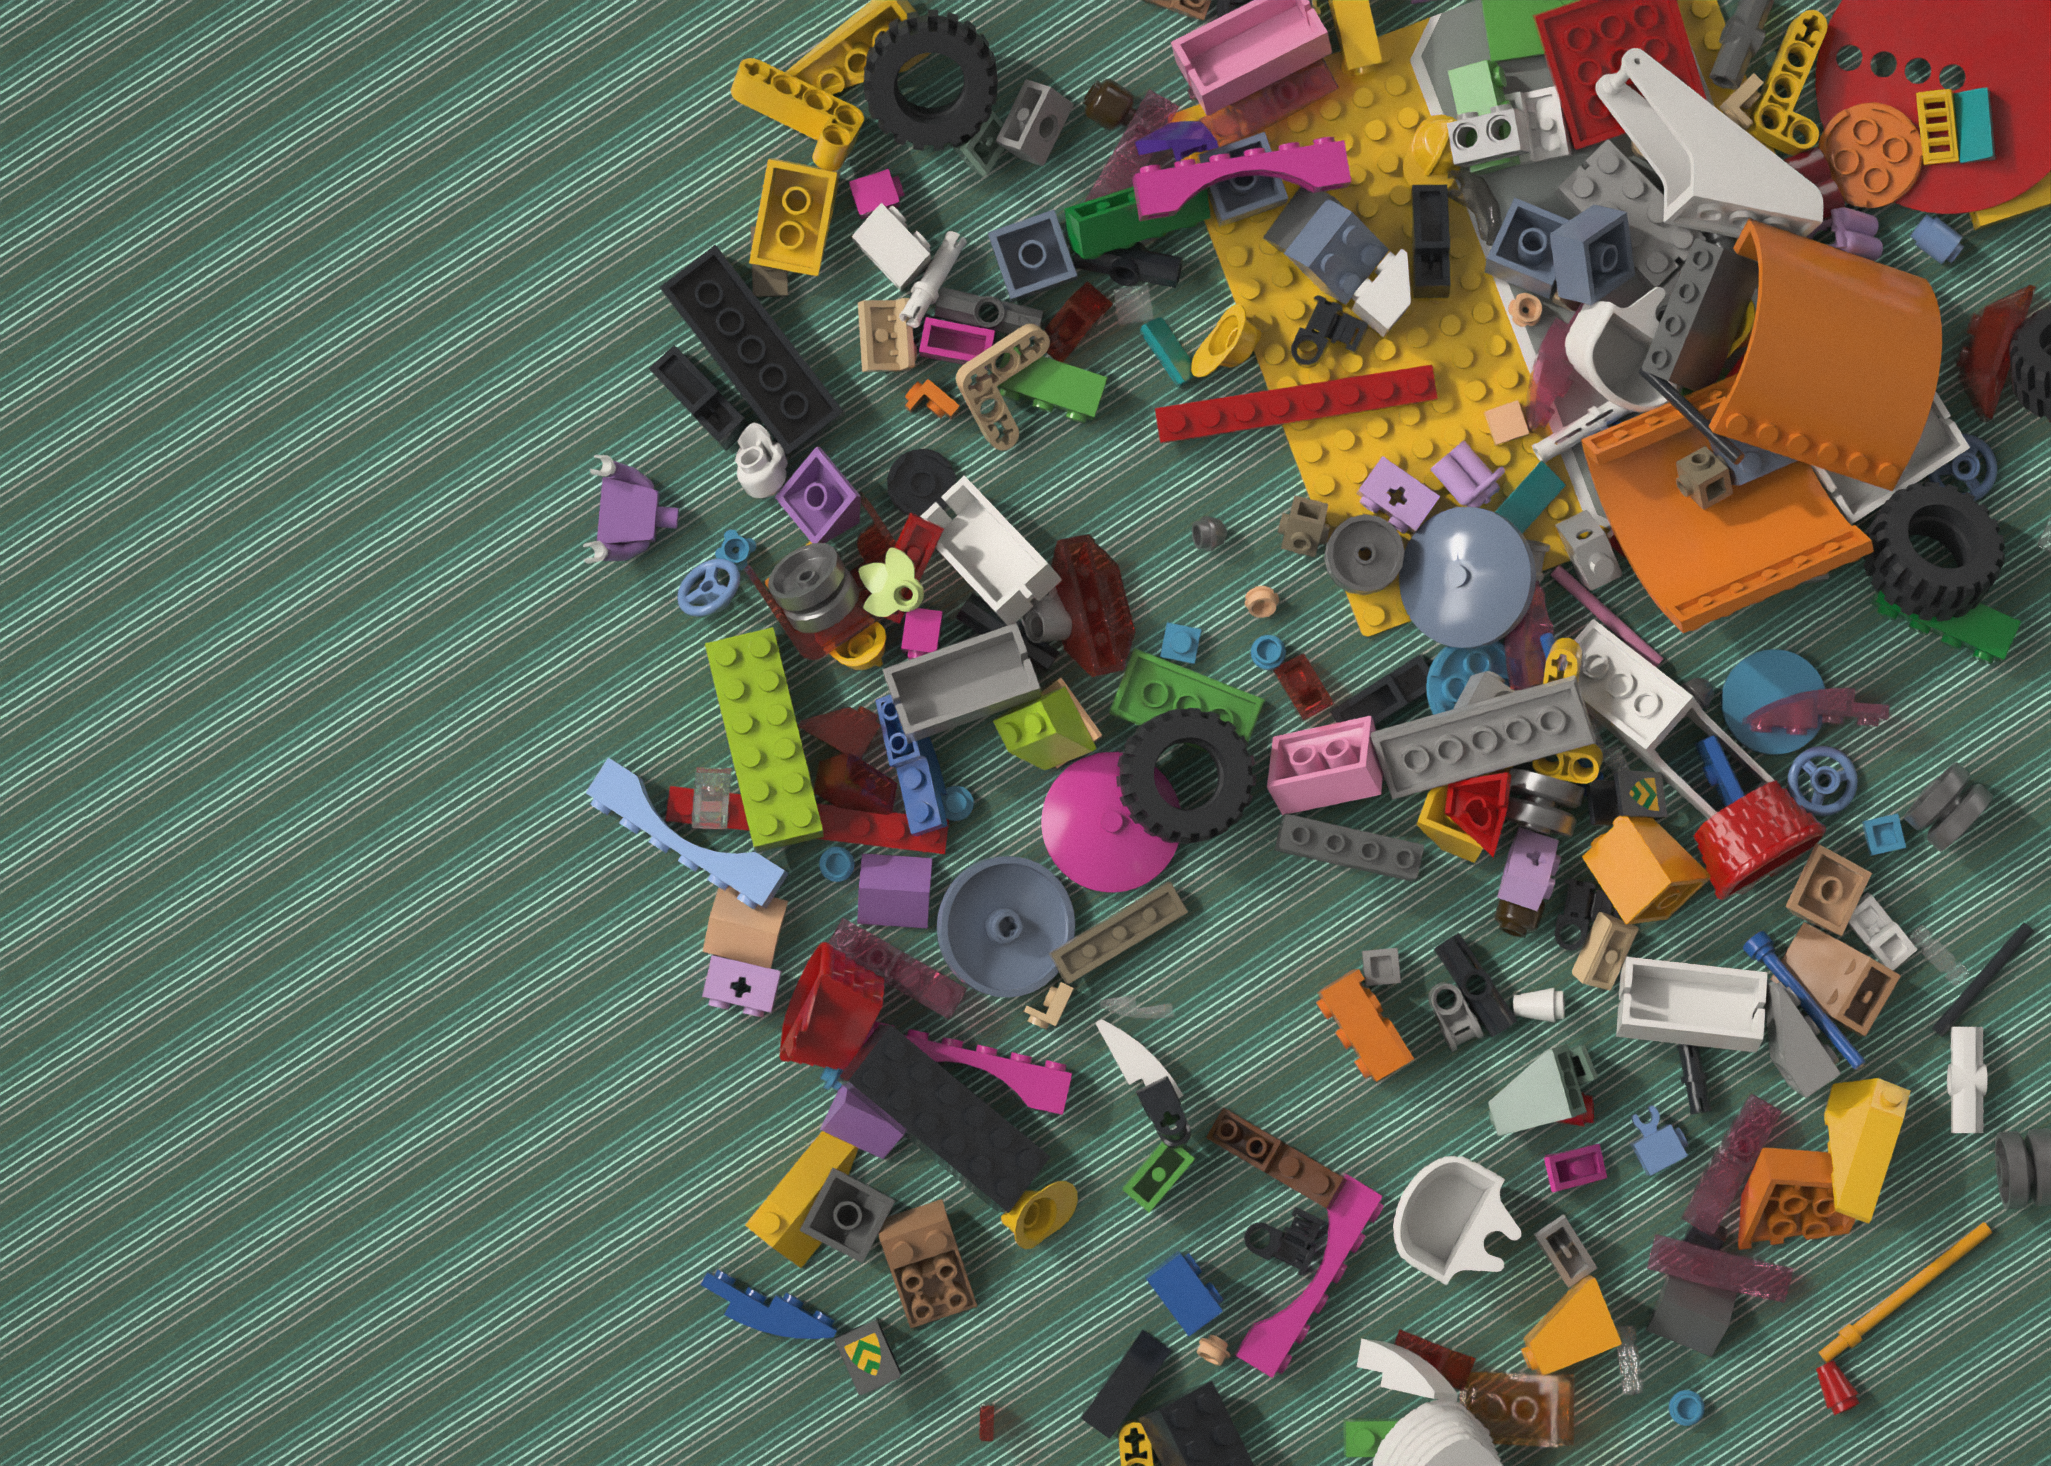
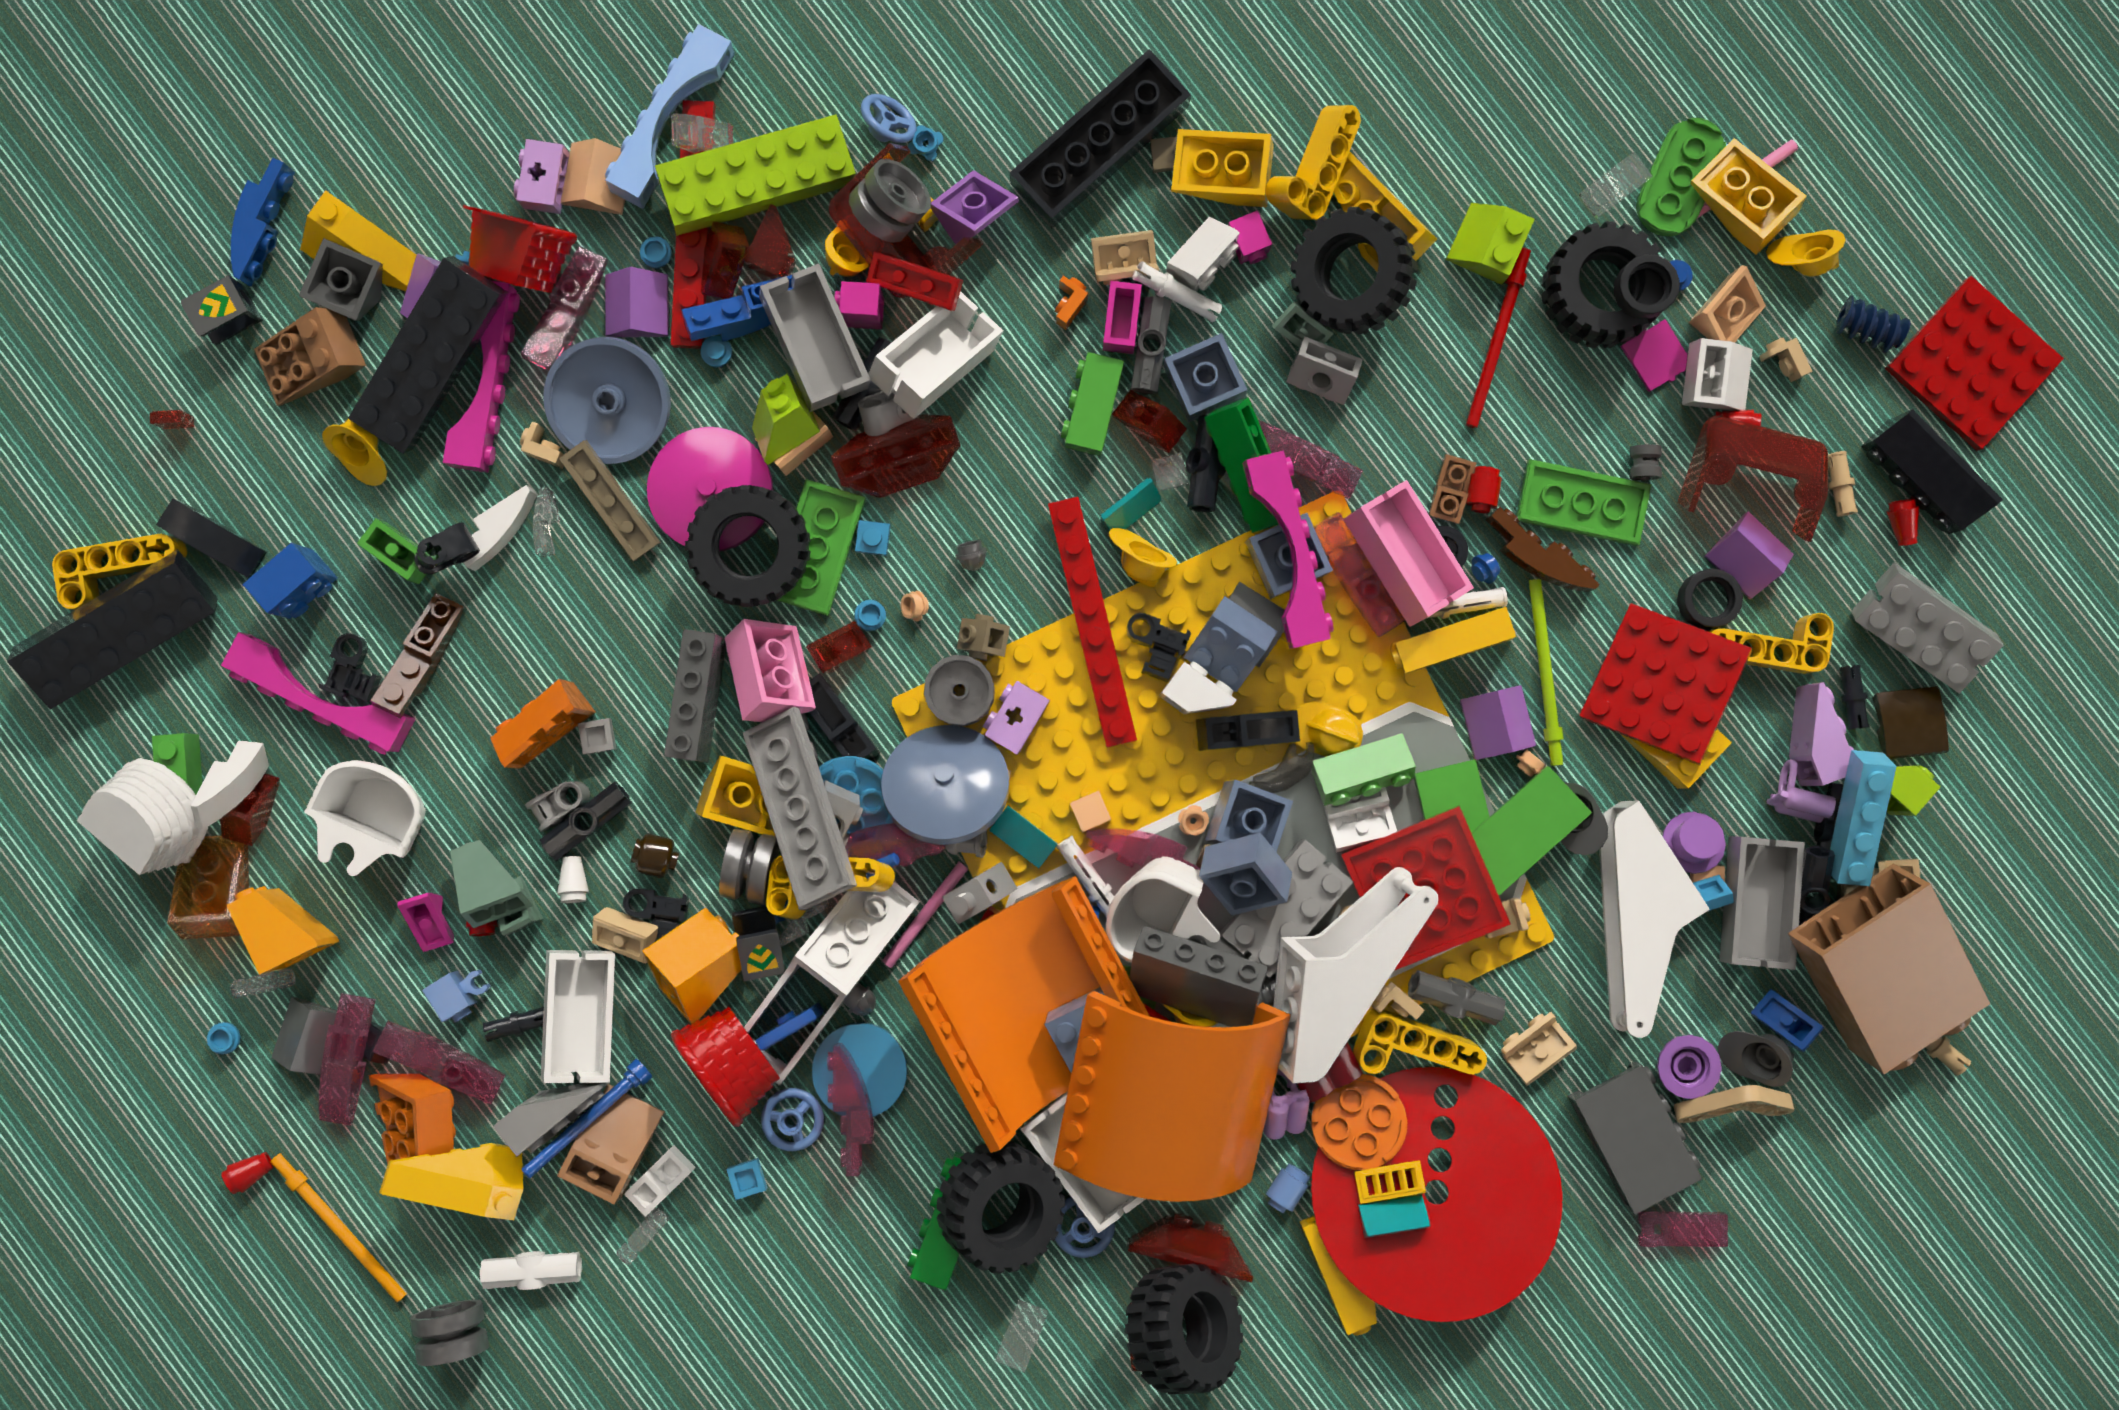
camera: 85 degrees right, 0 degrees up
(627, 513) = (949, 43): medium lavender torso -> none
(699, 397) = (1056, 100): black slope -> none
(760, 462) = (1000, 153): white head -> none
(886, 582) = (896, 263): yellowish green plate -> none
(919, 481) = (999, 297): black tile -> none
(986, 384) = (1084, 343): tan beam -> none
(1109, 104) = (1346, 436): dark brown head -> none
(1181, 136) = (1319, 492): dark purple slope -> none
(1213, 1350) = (248, 614): light nougat plate -> none
(1467, 476) = (1038, 778): lavender piece -> none
(1480, 807) = (737, 810): red slope -> none
(1489, 144) = (1338, 773): light grey brick -> none
(1529, 869) = (688, 860): lavender brick -> none
(1565, 1251) = (351, 919): light grey slope -> none
(1694, 416) = (1101, 978): black bar -> none
(1704, 477) = (1050, 991): dark tan brick -> none
(1828, 890) = (690, 1132): light nougat slope -> none
(1943, 802) = (772, 1236): flat silver wheel -> none
(1982, 979) = (623, 1277): black bar -> none

